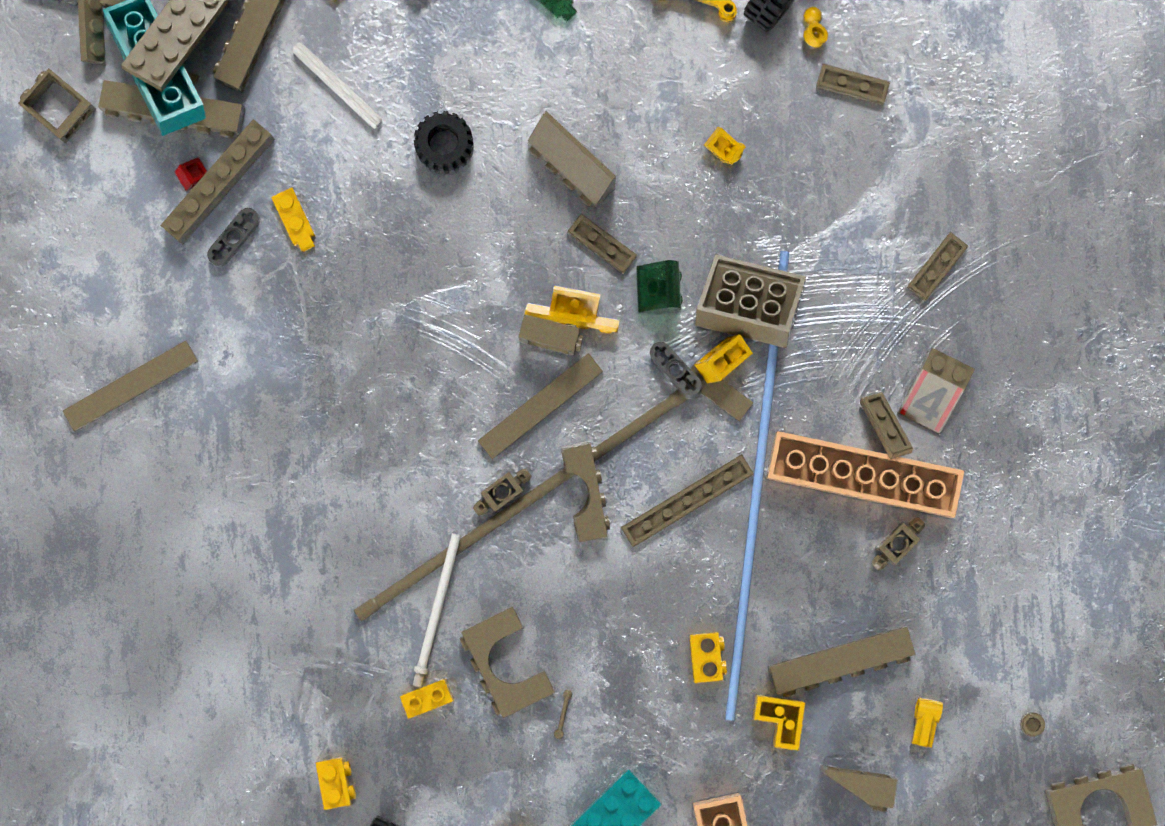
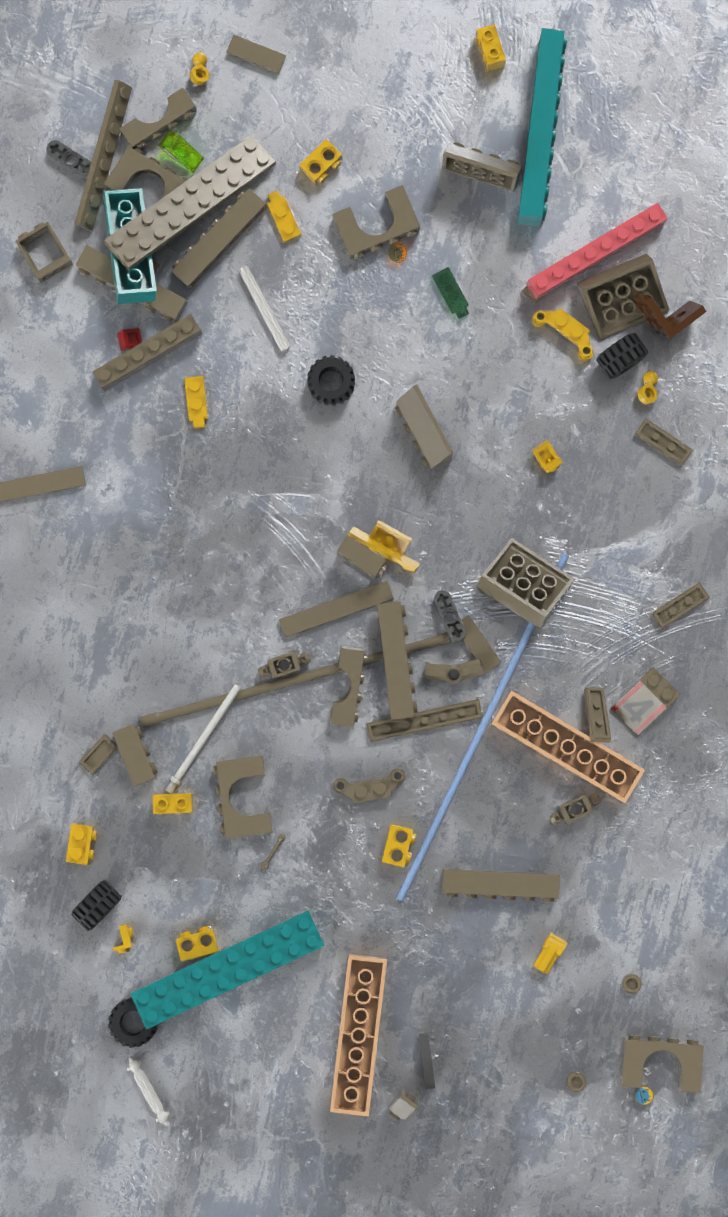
camera: 25 degrees right, 0 degrees up
(216, 246) = (136, 411): dark grey beam -> none
(320, 670) = (98, 754): none -> dark tan tile
(363, 656) = (135, 754): none -> dark tan brick
(602, 243) = (426, 500): dark tan tile -> none
(630, 441) = (395, 660): none -> dark tan brick
(652, 602) = (370, 789): none -> dark tan plate
(659, 287) = (459, 548): clear green brick -> none
(716, 425) = (466, 670): none -> dark tan piece
(723, 359) = (489, 620): yellow brick -> none
(786, 715) = (443, 910): yellow brick -> none
(873, 788) = (489, 988): dark tan slope -> none

